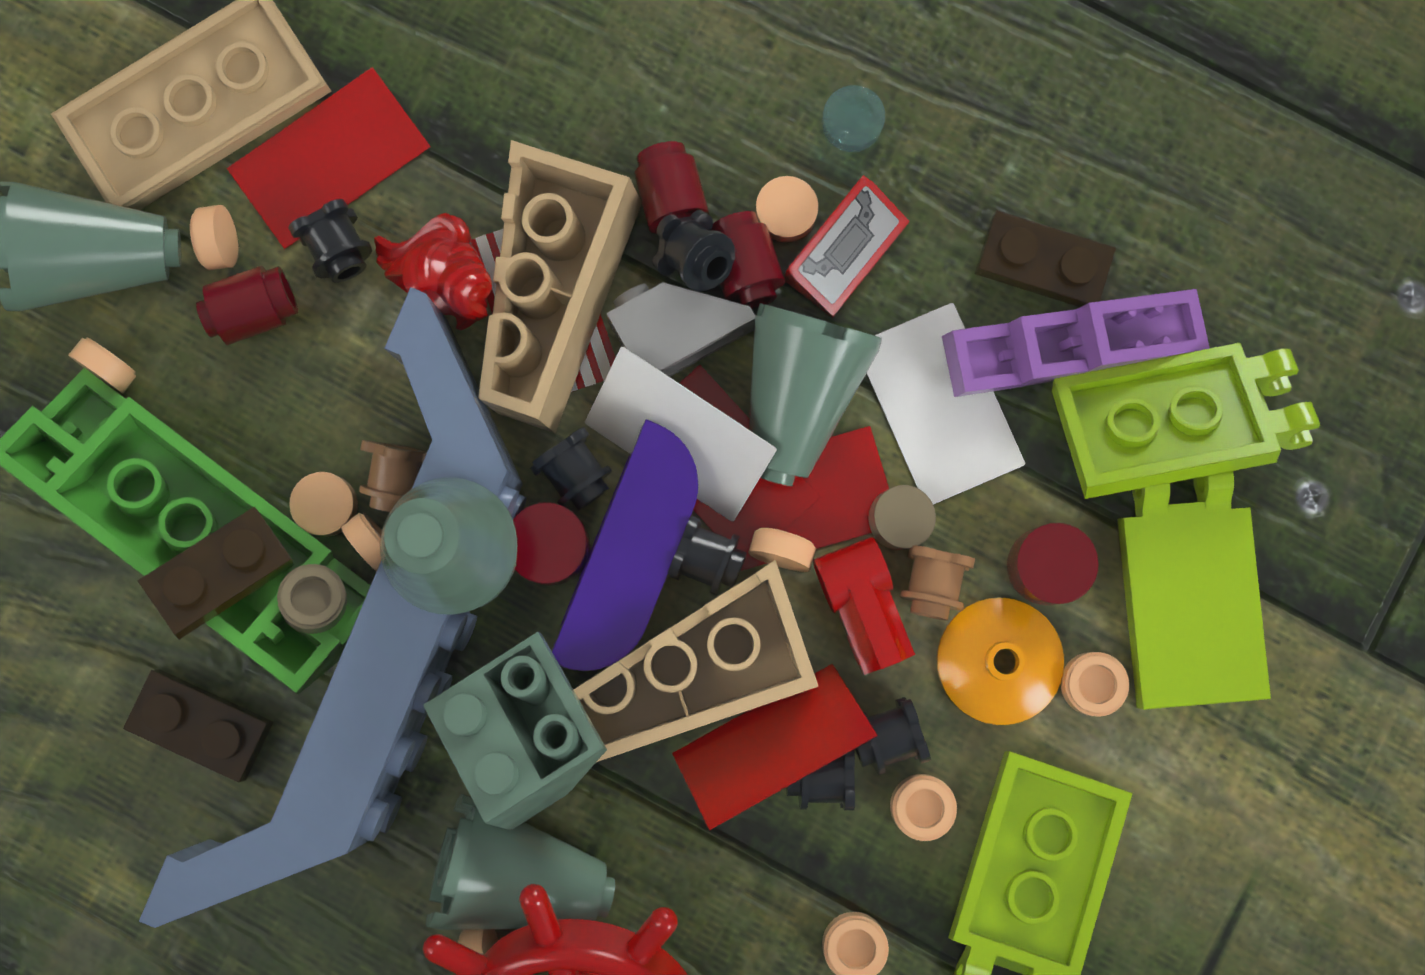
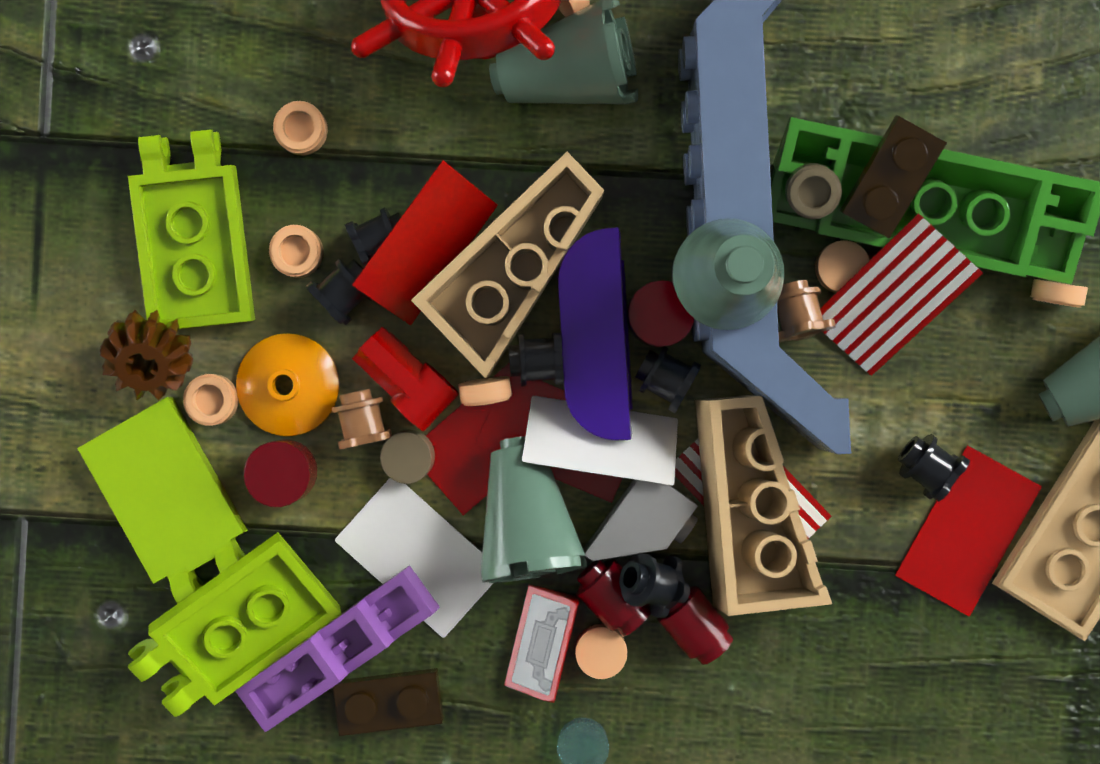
camera: 155 degrees right, 5 degrees up
(198, 725) = (855, 62): dark brown plate -> none
(214, 237) = (1023, 427): light nougat tile -> none
(246, 304) = (973, 388): dark red brick -> none
(276, 444) = (897, 294): none -> sticker
(365, 538) = (796, 255): light nougat tile -> none
(442, 266) = (840, 482): red hair -> none
(516, 733) = (614, 162): sand green slope -> none
(1146, 766) = (146, 355): none -> reddish brown gear

